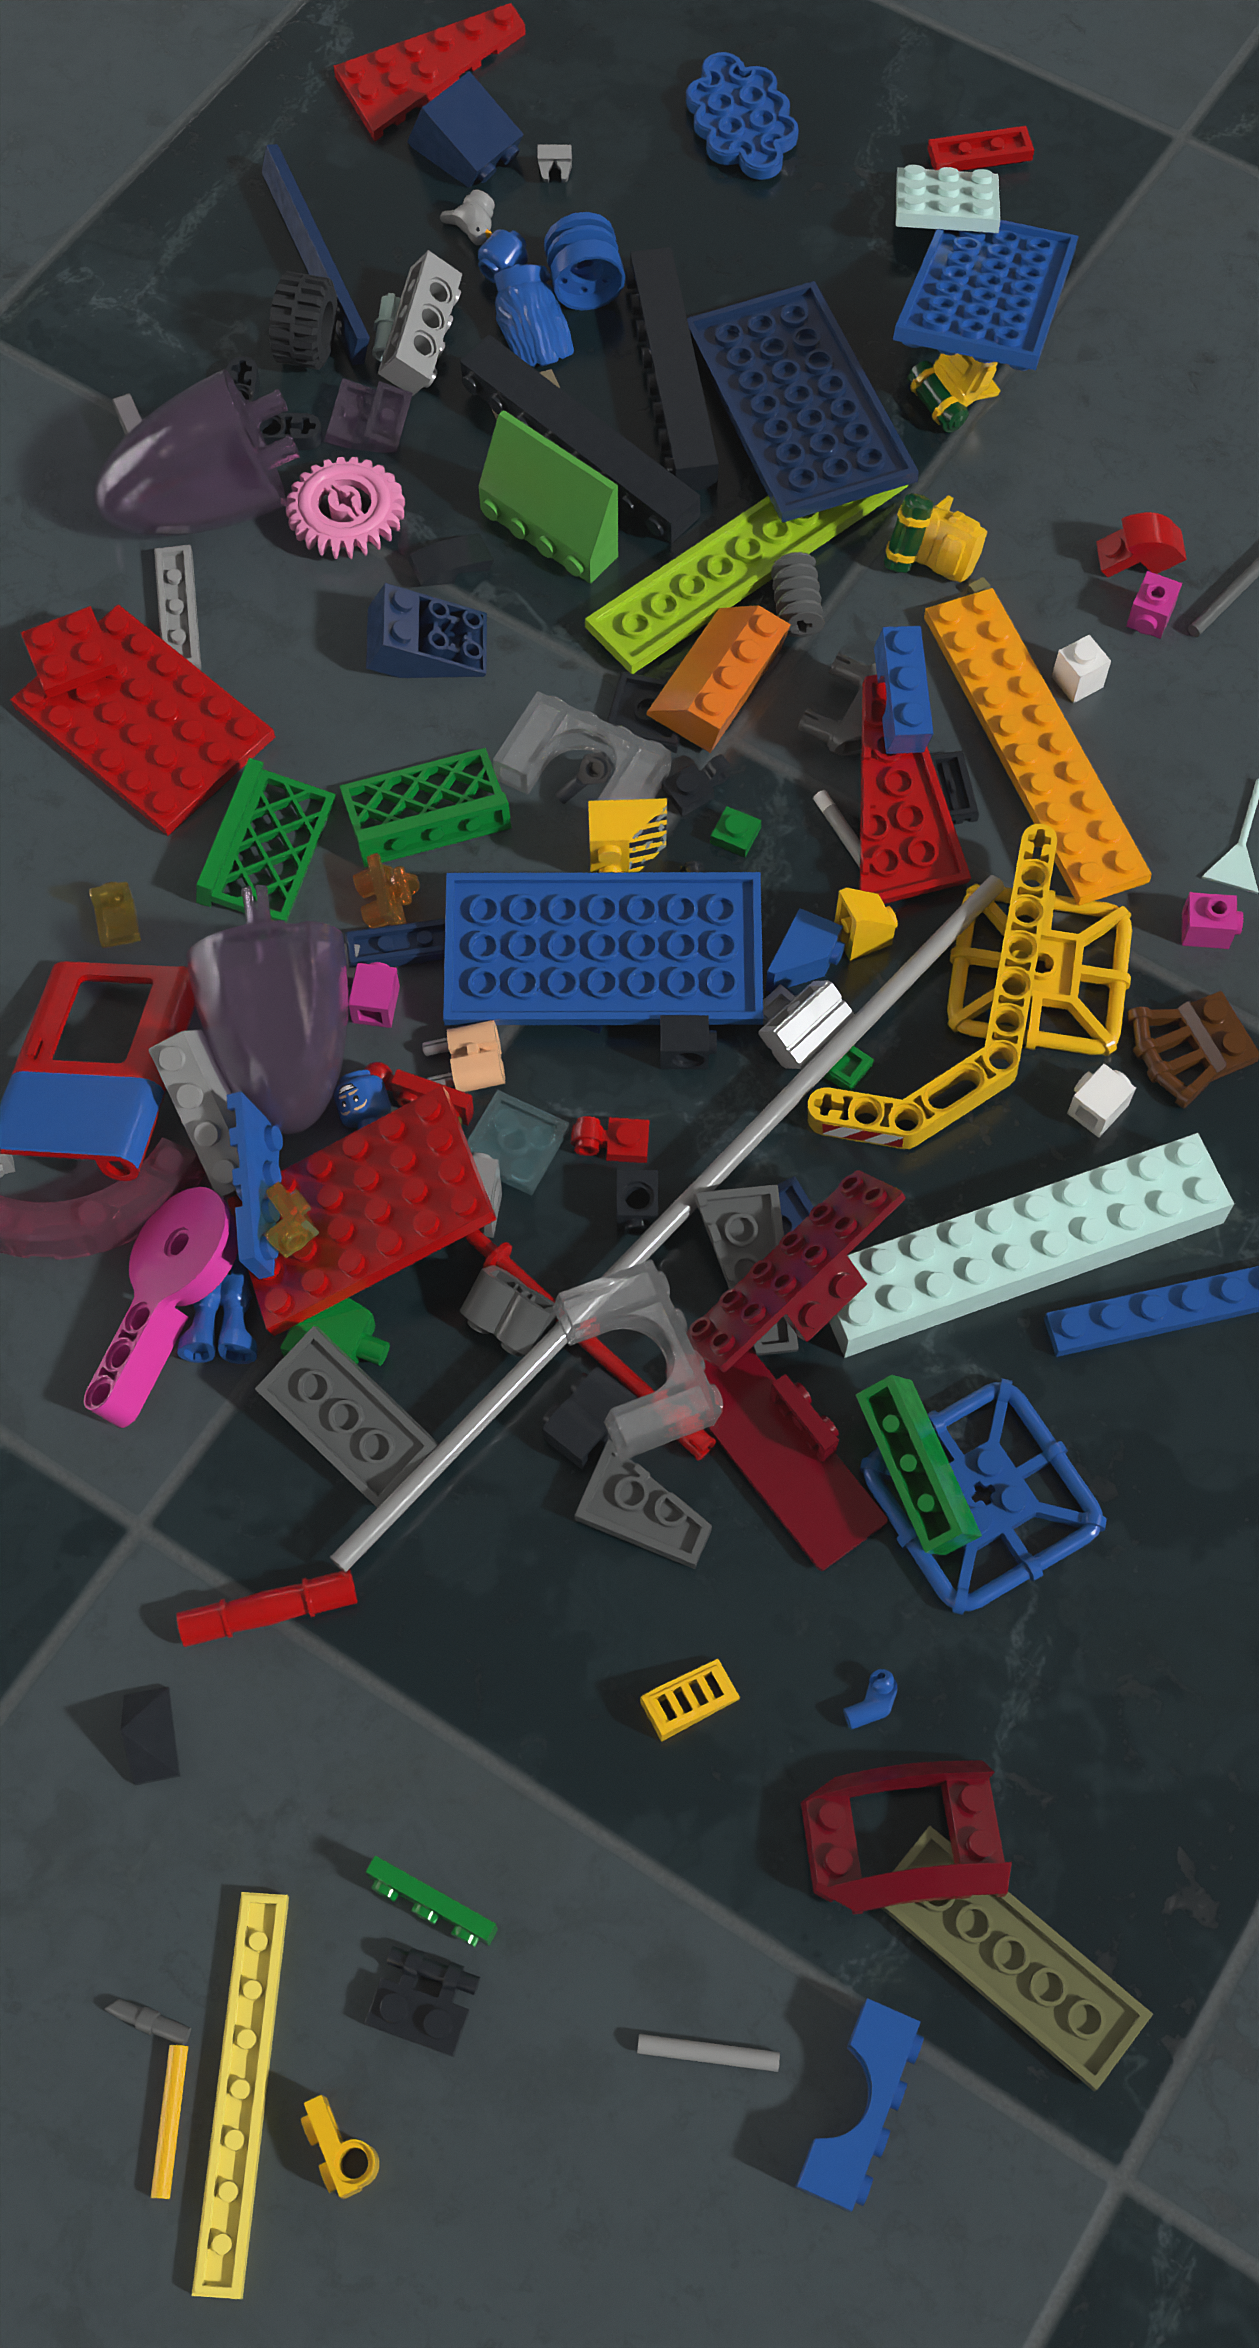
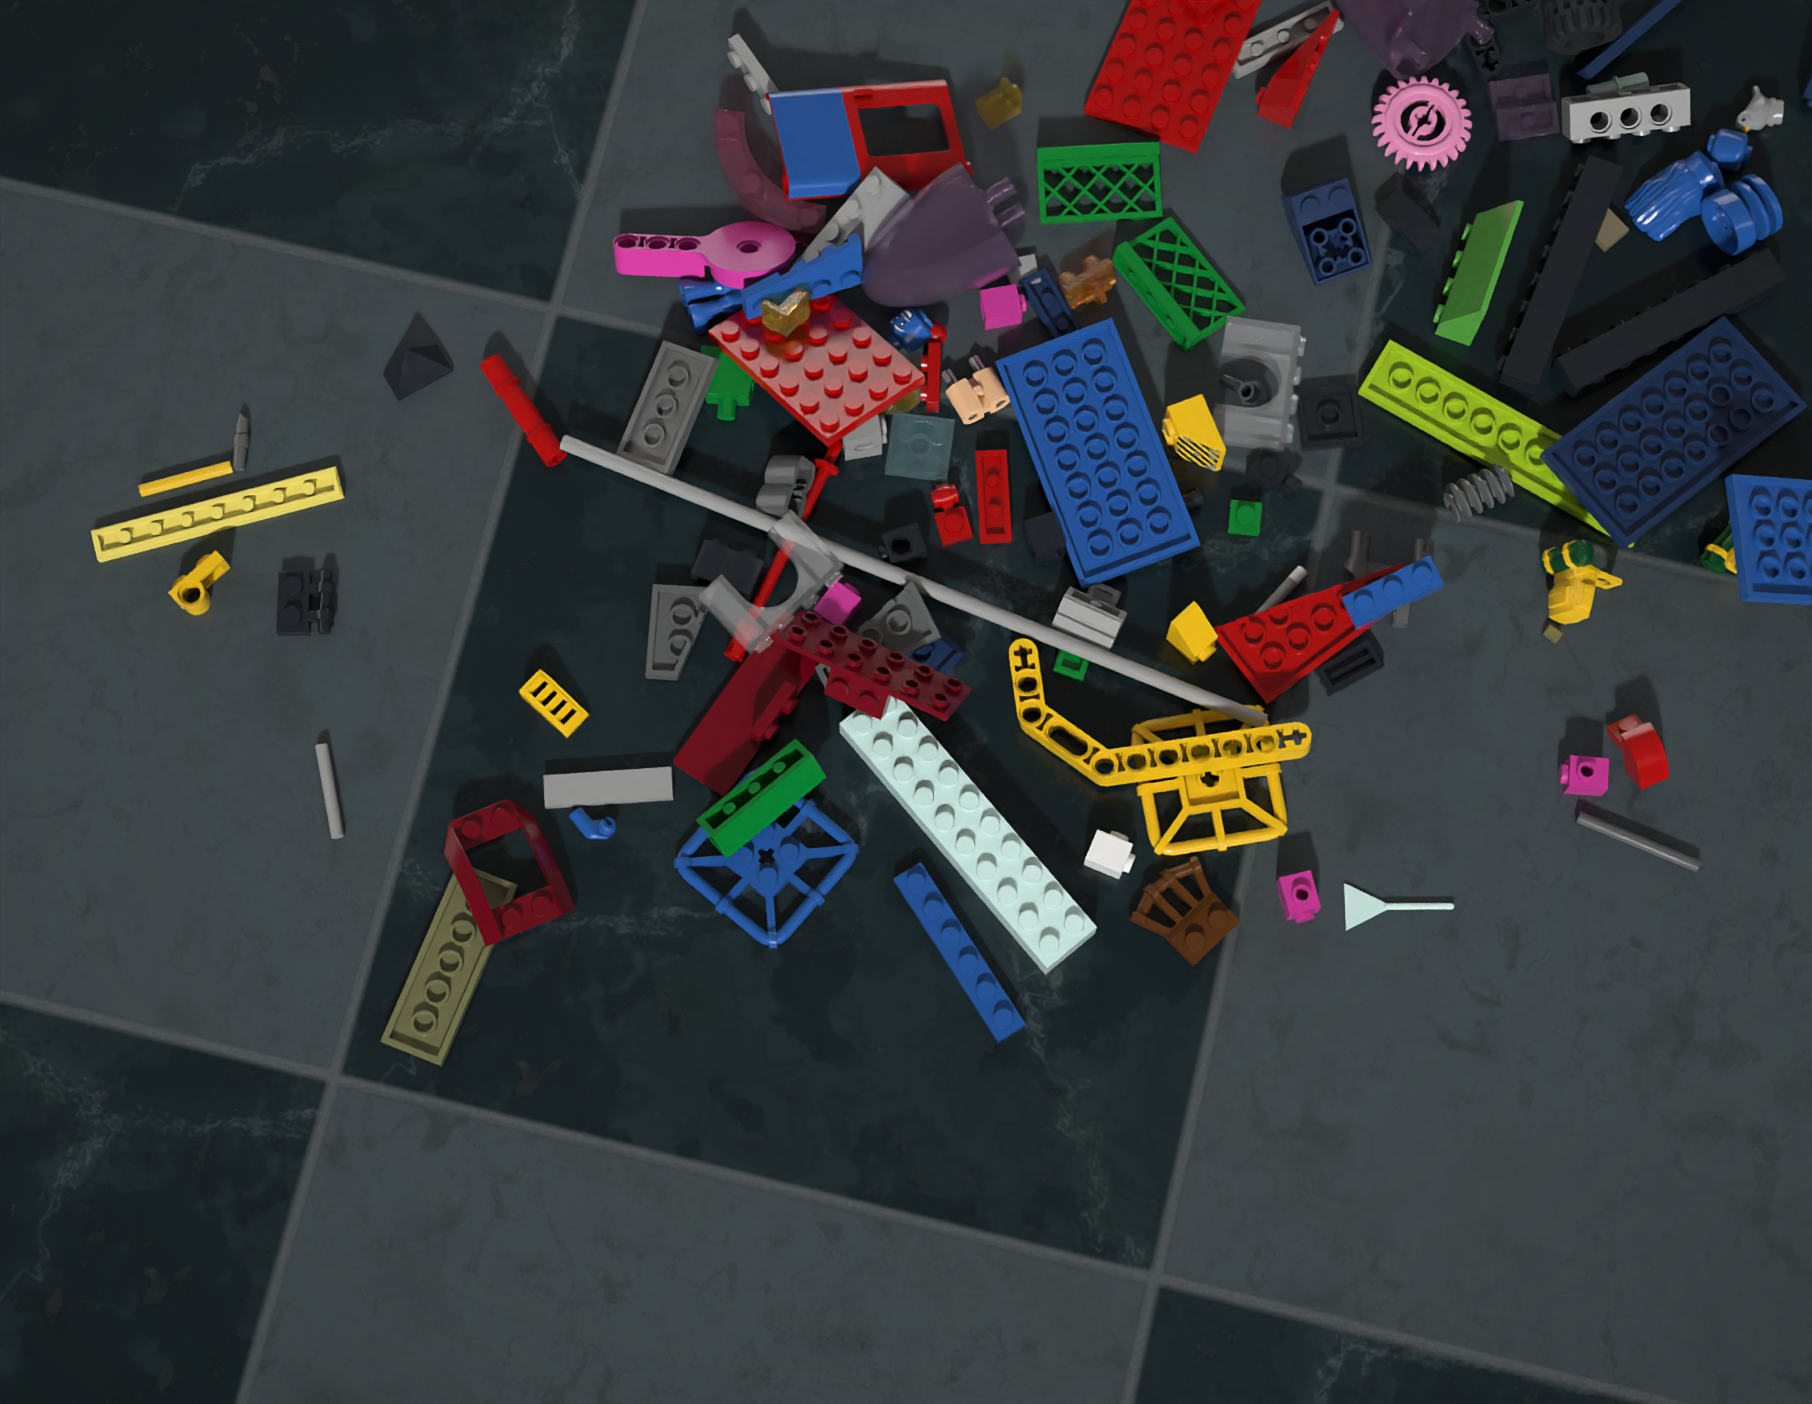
camera: 70 degrees right, 10 degrees up
(242, 603) = (1291, 82): none -> red wedge
(430, 1903) = (365, 584): green plate -> none
(610, 1081) = (993, 496): none -> red plate
(690, 1294) = (839, 604): none -> dark pink brick
(719, 673) = (1377, 457): orange slope -> none
(805, 951) = (1152, 599): blue slope -> none
(827, 1666) = (608, 787): none -> light grey tile
(838, 2165) = (364, 897): blue arch -> none
(1037, 746) = (1411, 718): light orange plate -> none
(1081, 668) = (1496, 733): white brick -> none

